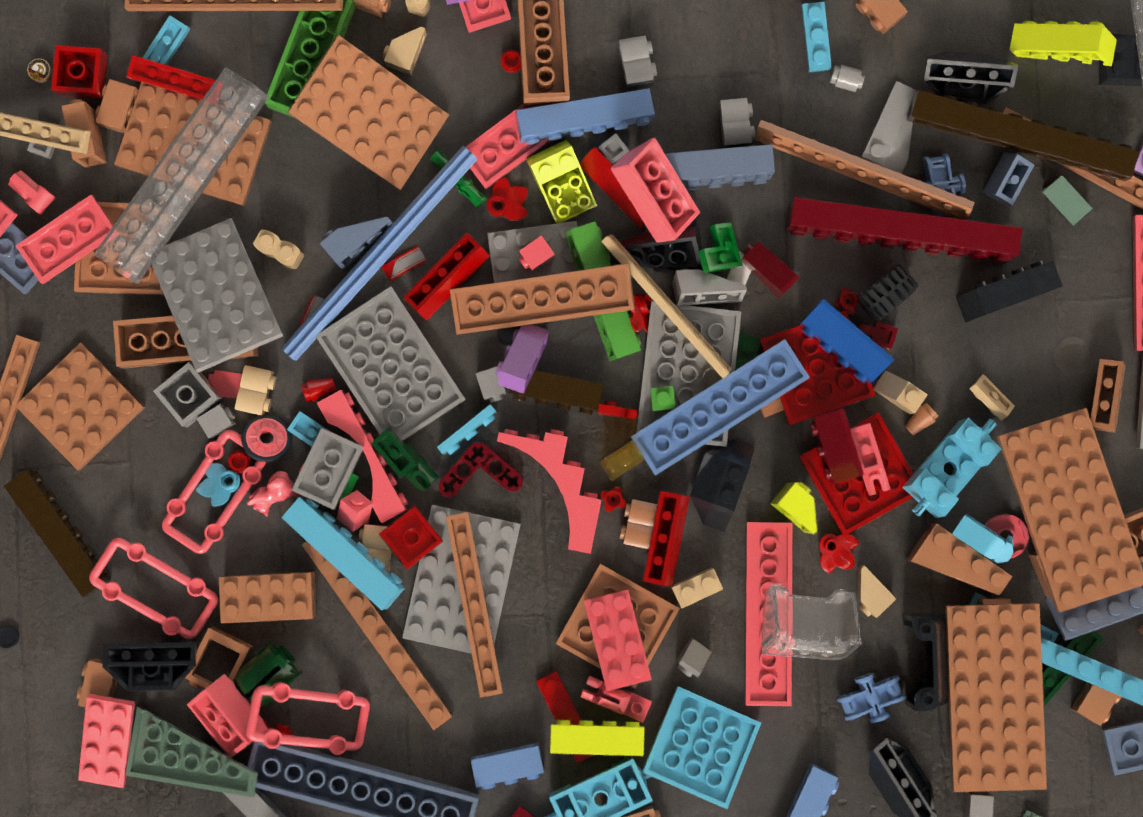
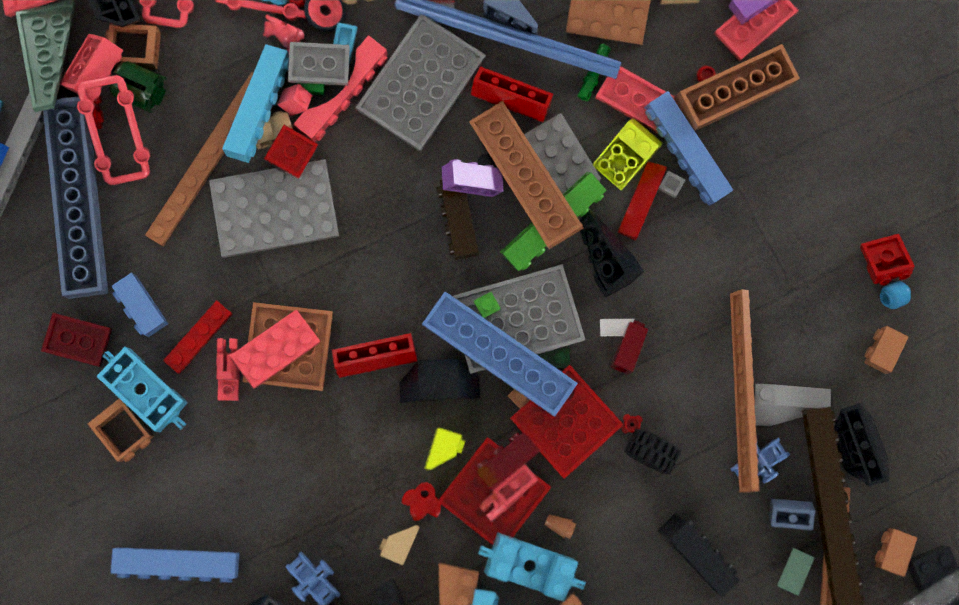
camera: 65 degrees right, 5 degrees down
(267, 597) = (199, 62): nougat brick -> none
(317, 388) = (379, 32): red cone -> none
(403, 263) = (508, 59): sticker -> none
(405, 460) = (351, 122): dark green plate -> none
(468, 430) = (396, 162): medium azure plate -> none
(474, 604) = (257, 223): nougat plate -> none
(483, 463) = (375, 186): dark red beam -> none
(489, 385) = (435, 164): light grey brick -> none
(510, 198) = (596, 120): red plate -> none
(536, 254) = (559, 155): coral brick -> none
(582, 510) = (369, 279): coral arch -> none
(597, 739) = (187, 366): neon yellow wedge -> none
(610, 408) = (461, 269): red plate -> none
(610, 505) = (383, 300): red plate -> none
(622, 460) = (423, 293): clear yellow torso -> none
(636, 61) = (750, 172): light grey brick -> none
(640, 317) = (549, 258): red plate -> none
(640, 523) = (378, 328): nougat brick -> none
(655, 191) = (651, 225): coral slope -> none
(667, 306) = (563, 276): tan tile -> none
(693, 658) = (285, 417): light grey slope -> none
(696, 587) = (344, 397): tan brick -> none
(697, 287) = (591, 301): light grey slope -> none
(701, 747) = (215, 455): medium azure plate -> none
(724, 166) = (688, 259): sand blue brick -> none
(725, 250) = (626, 306): green plate -> none
(735, 122) = (737, 271): light grey brick -> none
(767, 563) = (347, 466): coral plate -> none
(810, 625) = (351, 501): clear windscreen -> none
(816, 36) = (836, 309): medium azure plate -> none
(846, 342) = (597, 432): blue slope -> none
(847, 78) = (814, 347): light grey brick -> none
(881, 334) = (616, 463): dark red plate -> none
(900, 392) = (575, 498): tan slope -> none
(903, 229) = (710, 444): dark red brick -> none
(992, 397) = (604, 577): tan plate -> none
(1064, 41) = (927, 512): neon yellow wedge -> none
(1088, 90) = (895, 551): none -> nougat brick

